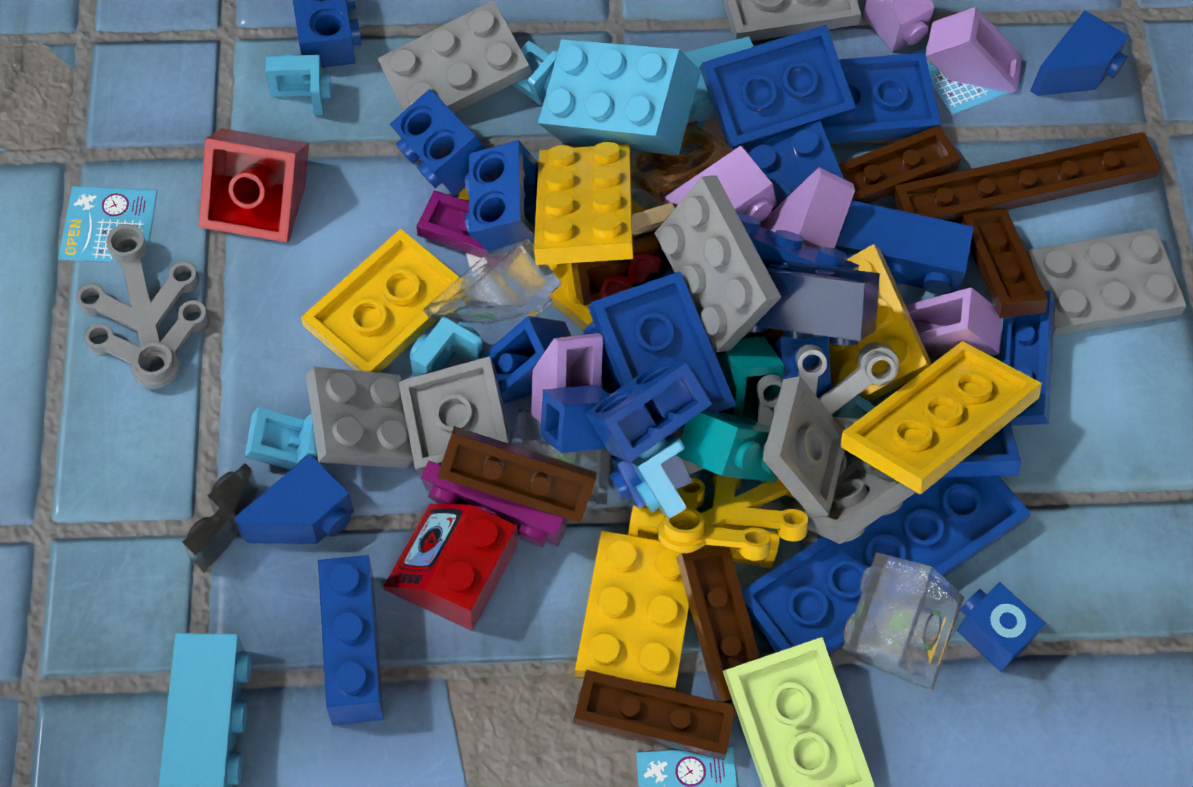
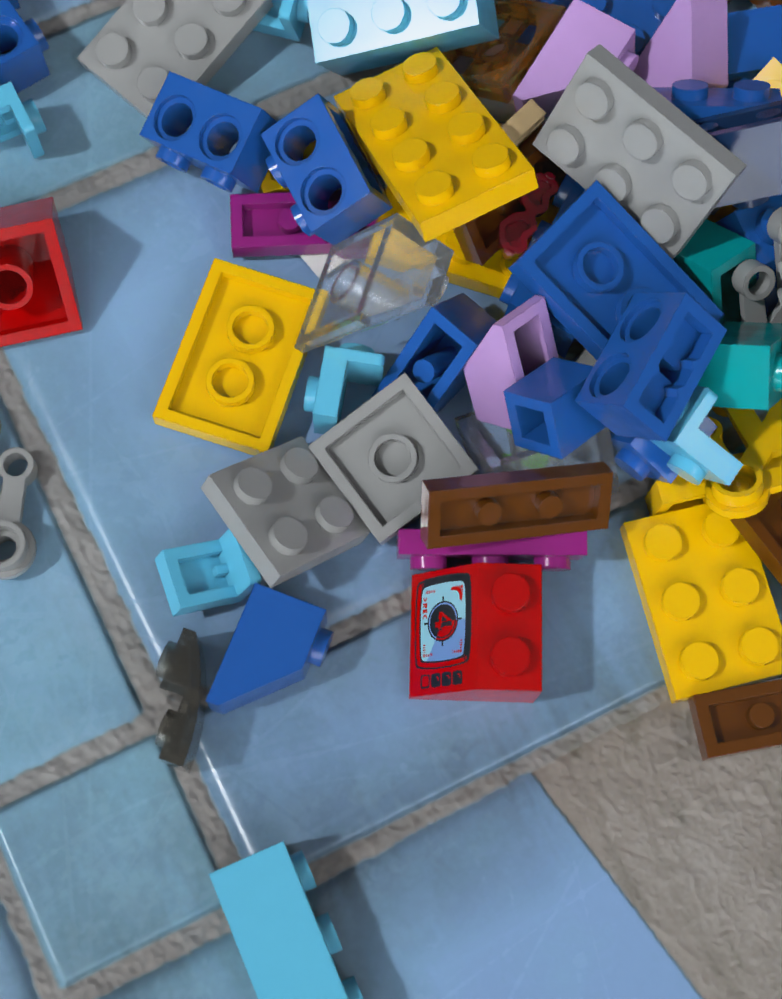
camera: 25 degrees left, 10 degrees up
(350, 640) = (412, 781): blue brick -> none

